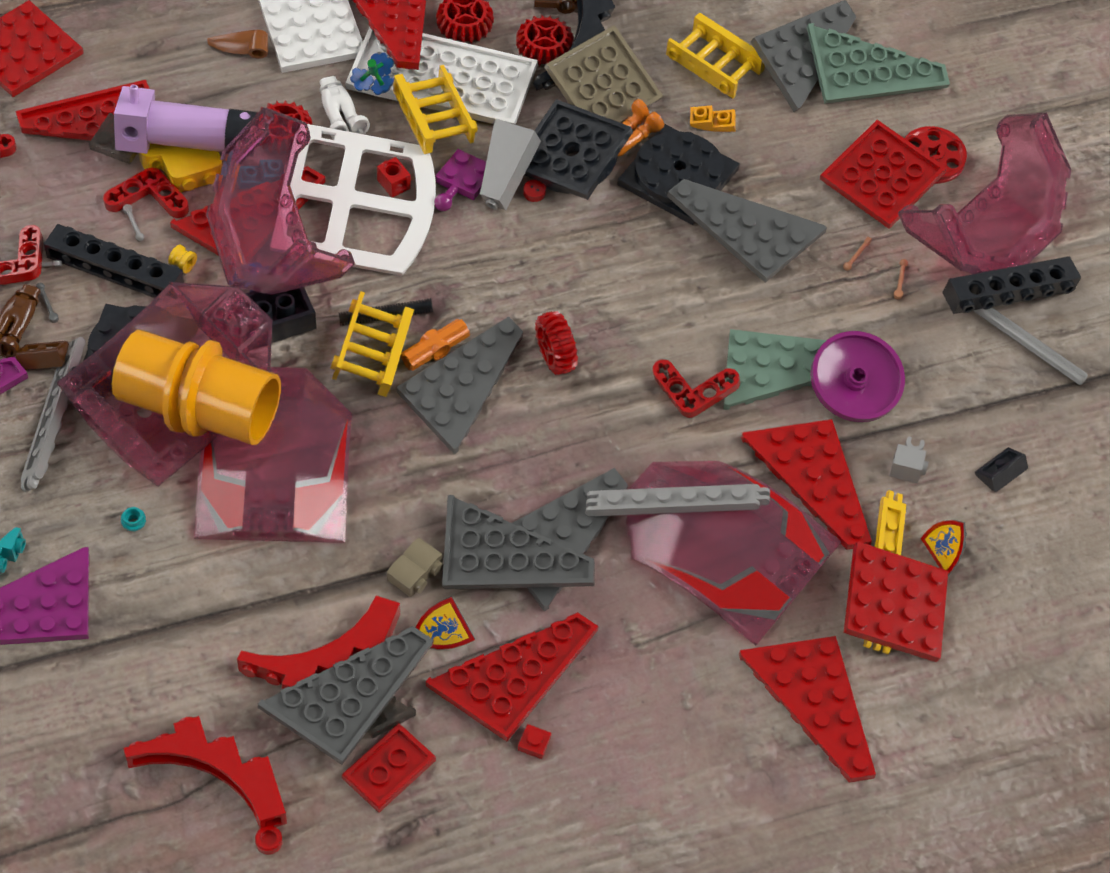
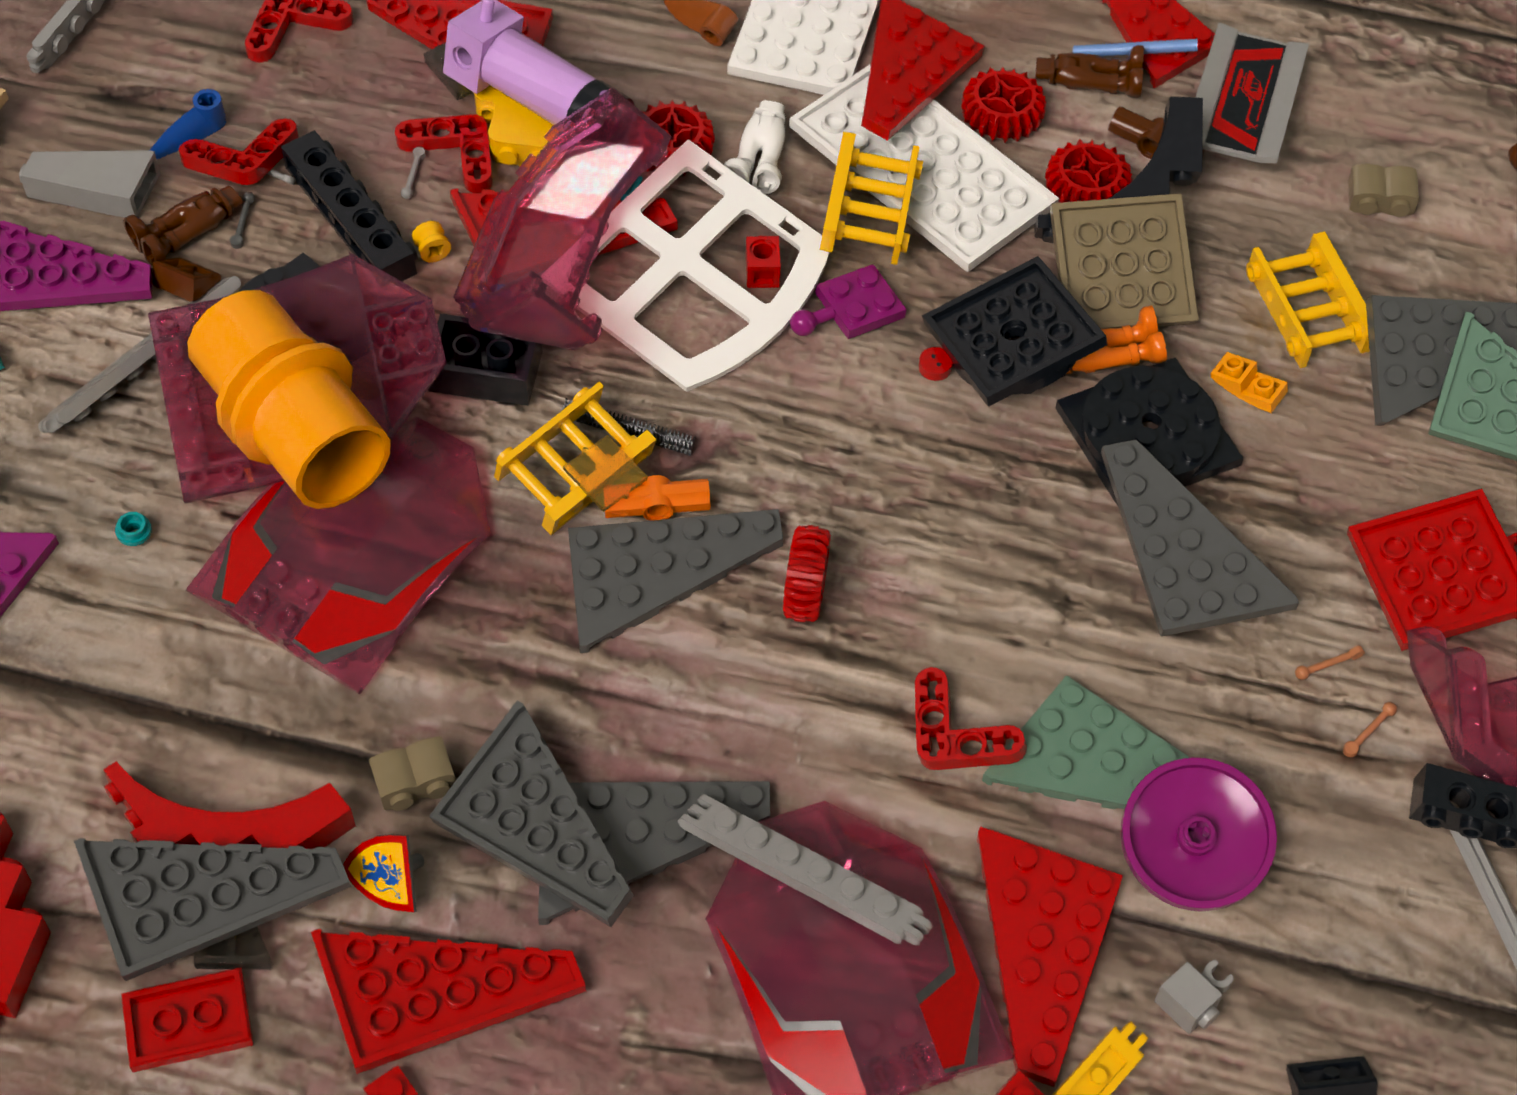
camera: 35 degrees right, 0 degrees up
(378, 66) = (813, 117): blue plant -> none
(400, 343) = (605, 473): none -> clear yellow piece
(507, 162) = (913, 309): light grey slope -> none

